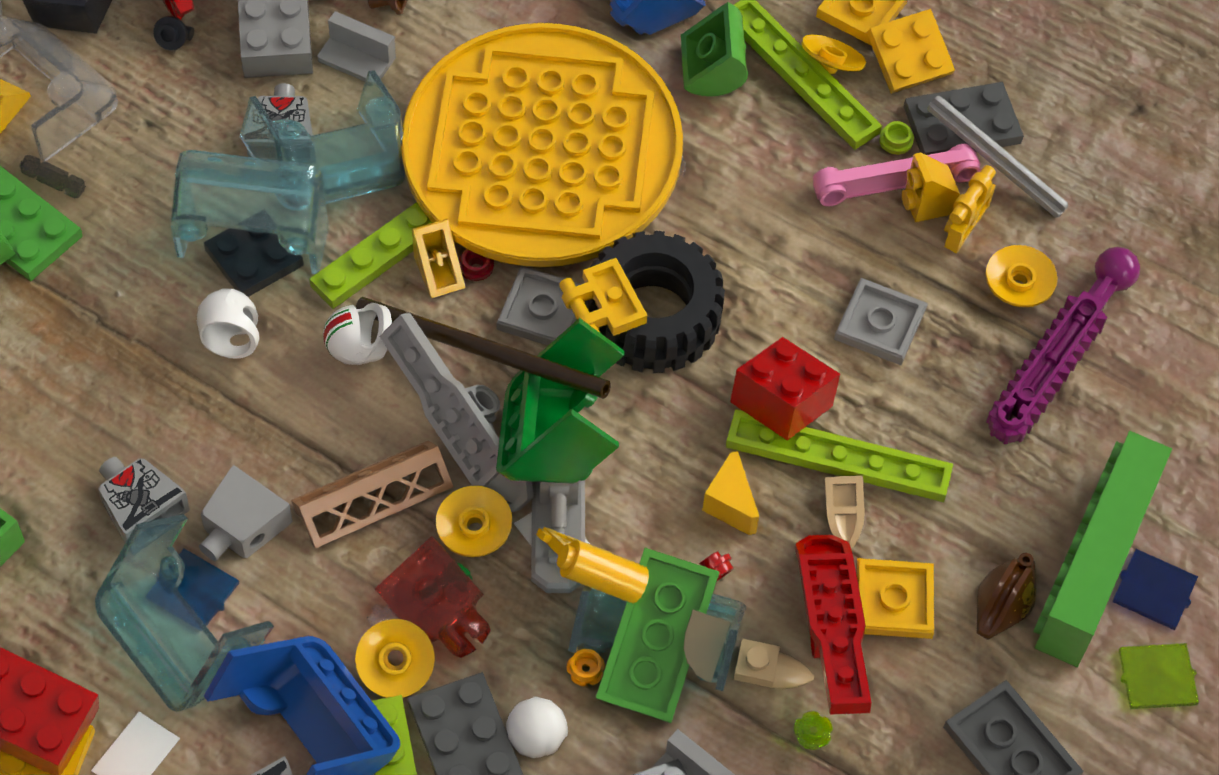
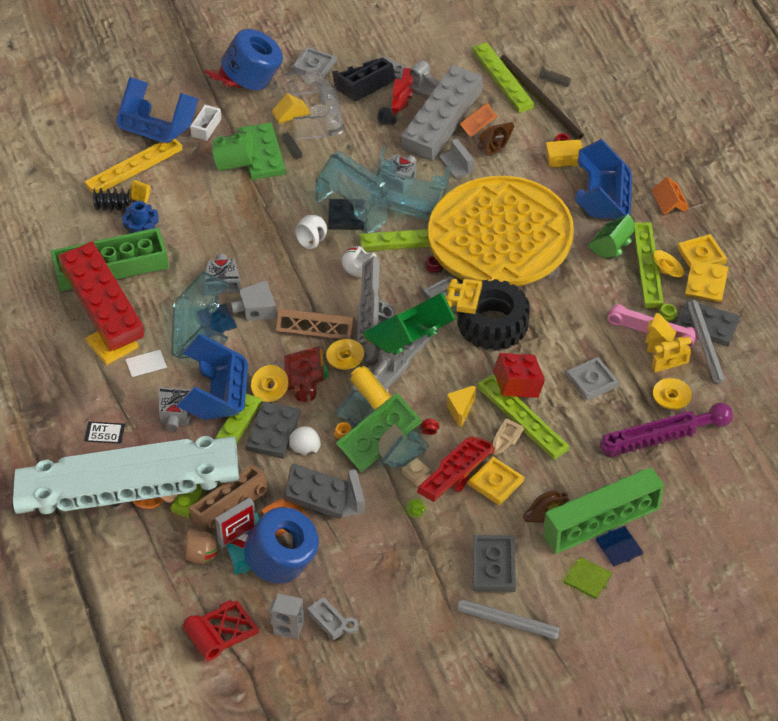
camera: 40 degrees right, 10 degrees down
(437, 258) = (418, 252): yellow slope -> none
(503, 354) = (405, 294): dark brown piece -> none

